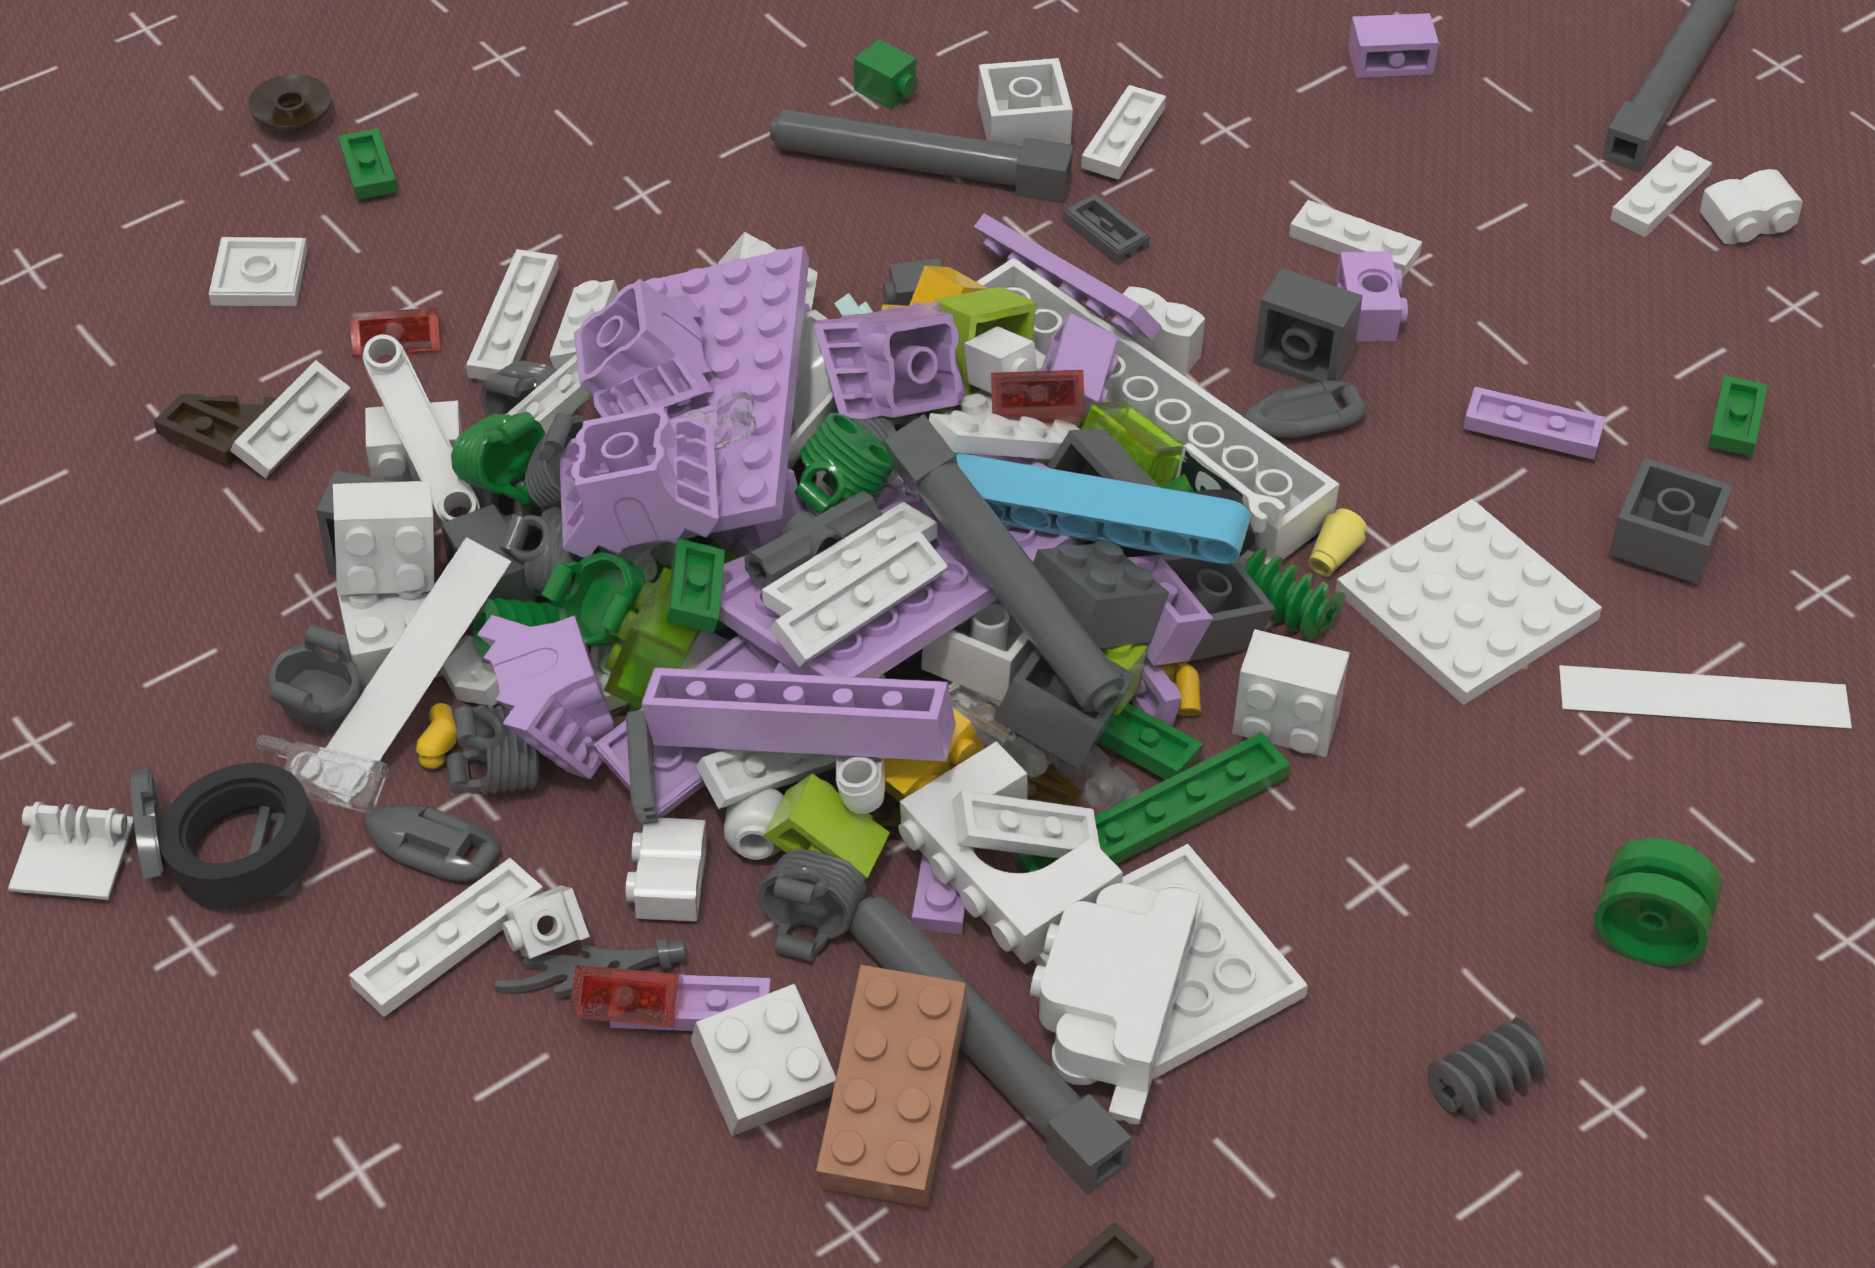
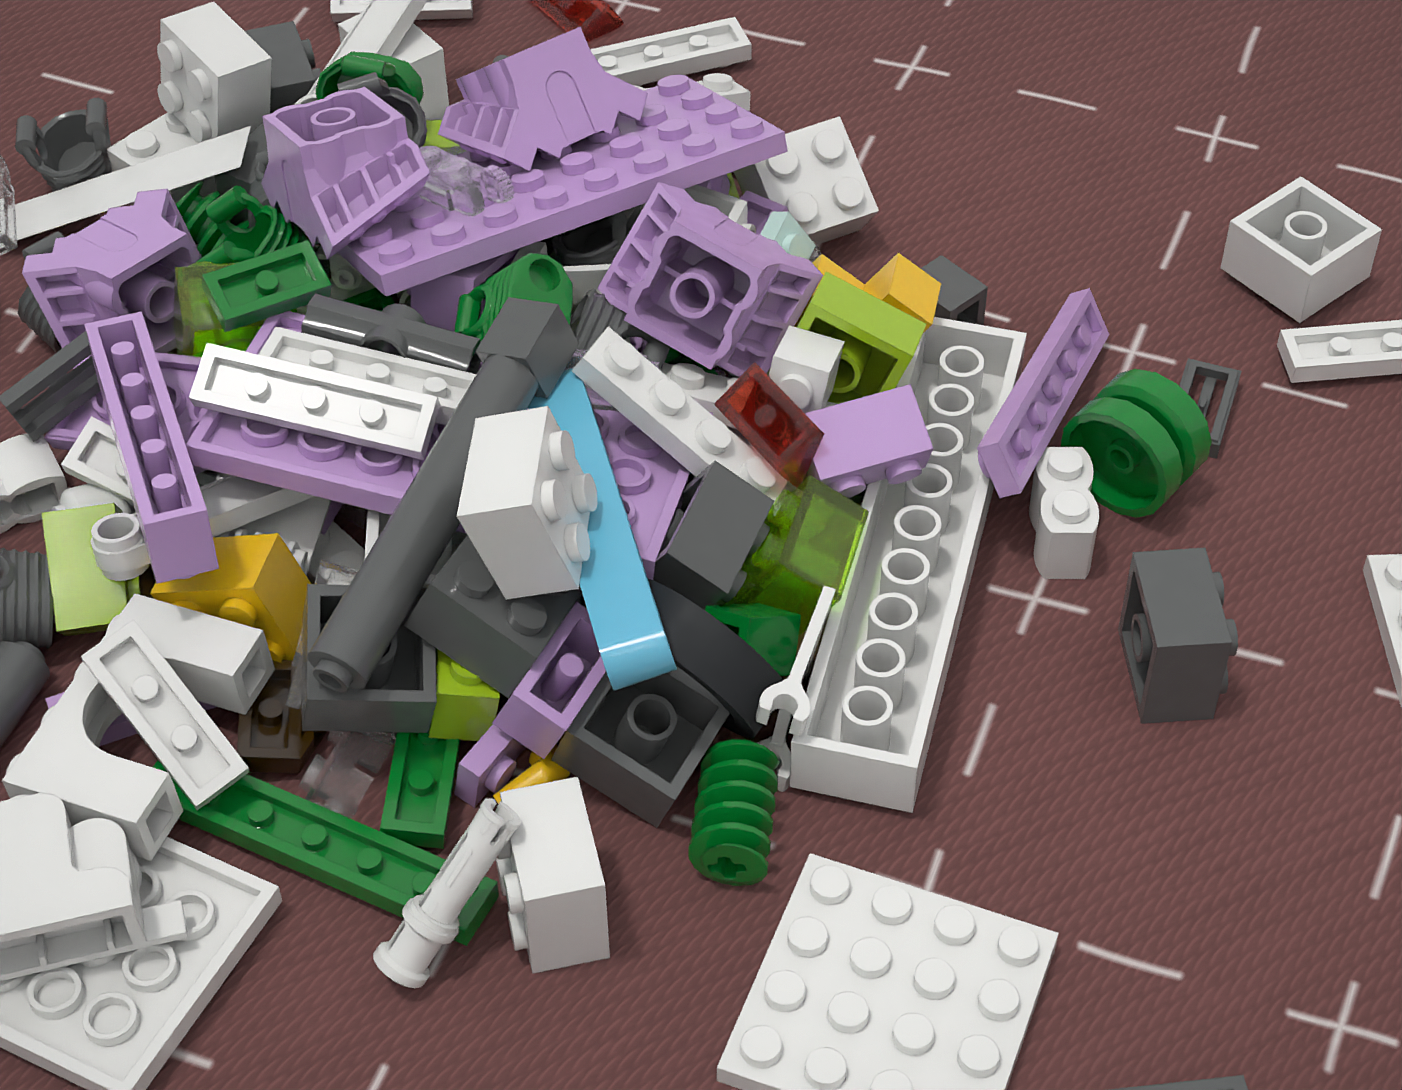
camera: 60 degrees right, 0 degrees up
(885, 74) = (1244, 134): green brick -> none
(1036, 168) = (1222, 302): dark grey brick -> none
(1097, 506) = (527, 503): none -> white brick
(1142, 252) = (1141, 441): none -> green wheel
(1283, 766) = (432, 917): none -> white pin
(1307, 409) = (1070, 705): dark grey piece -> none
(1337, 541) = (868, 826): light yellow cone -> none
(1380, 284) = (1312, 679): lavender brick -> none
(1534, 423) = (1254, 946): lavender plate -> none

